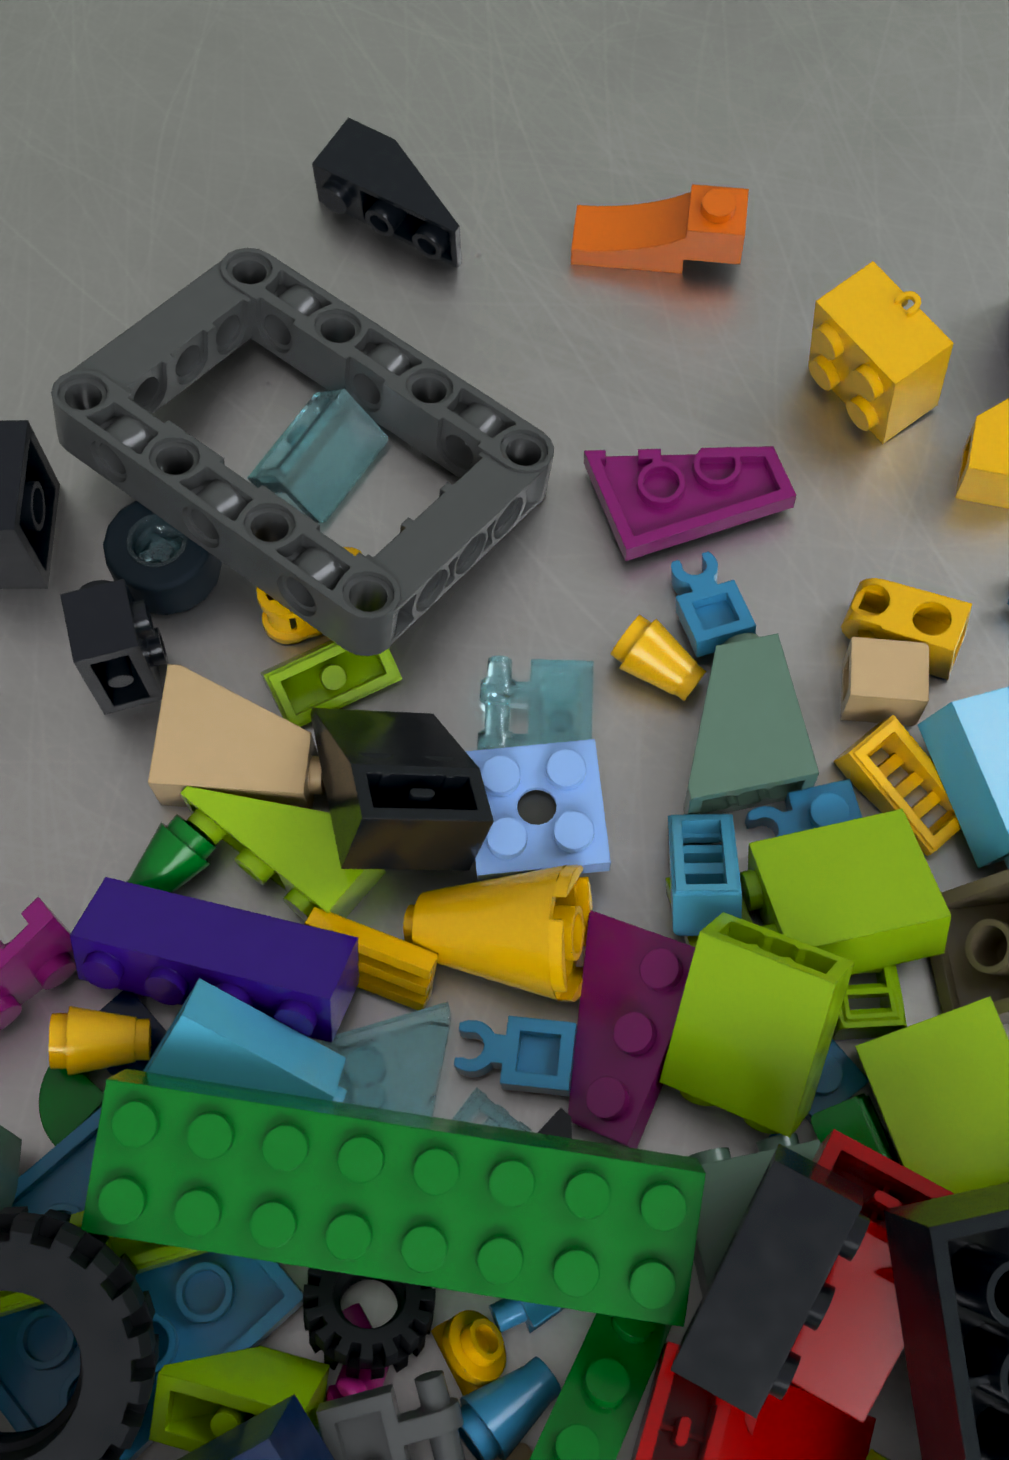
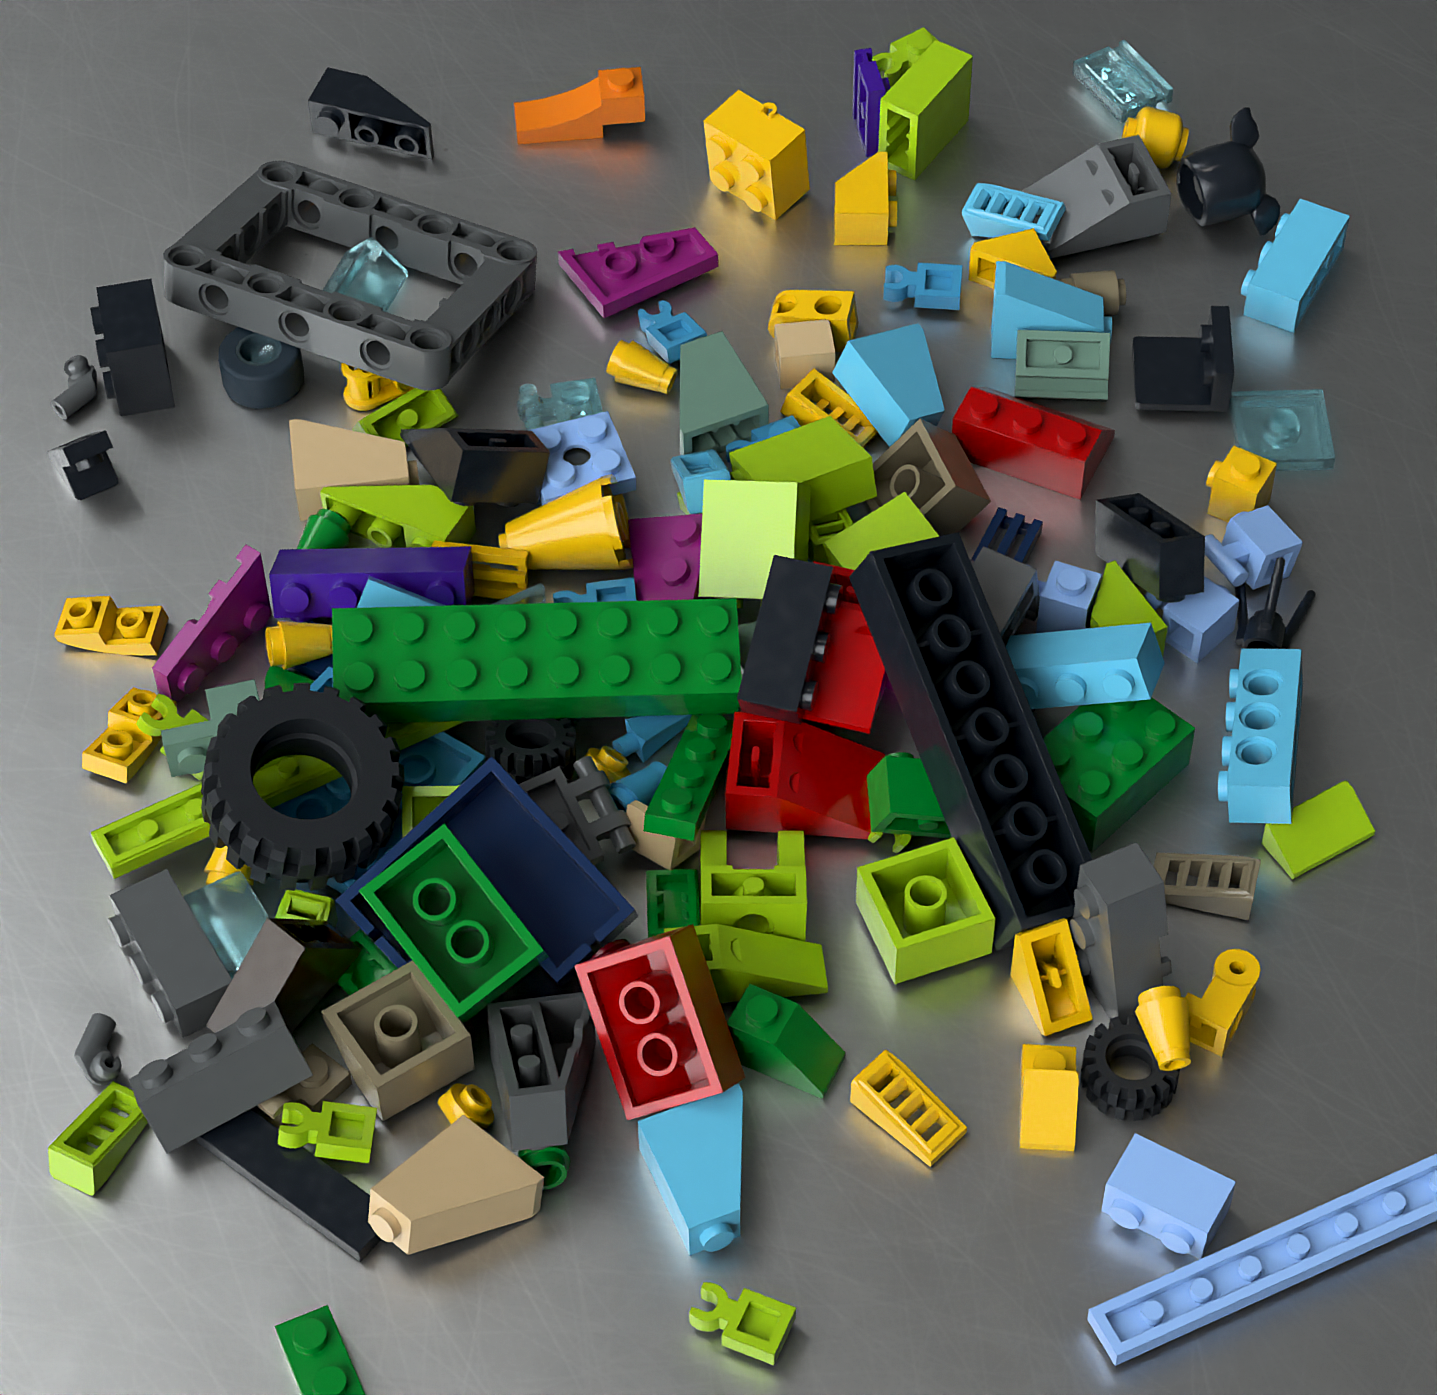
camera: 15 degrees left, 15 degrees down
(114, 644) = (247, 416): black brick -> none

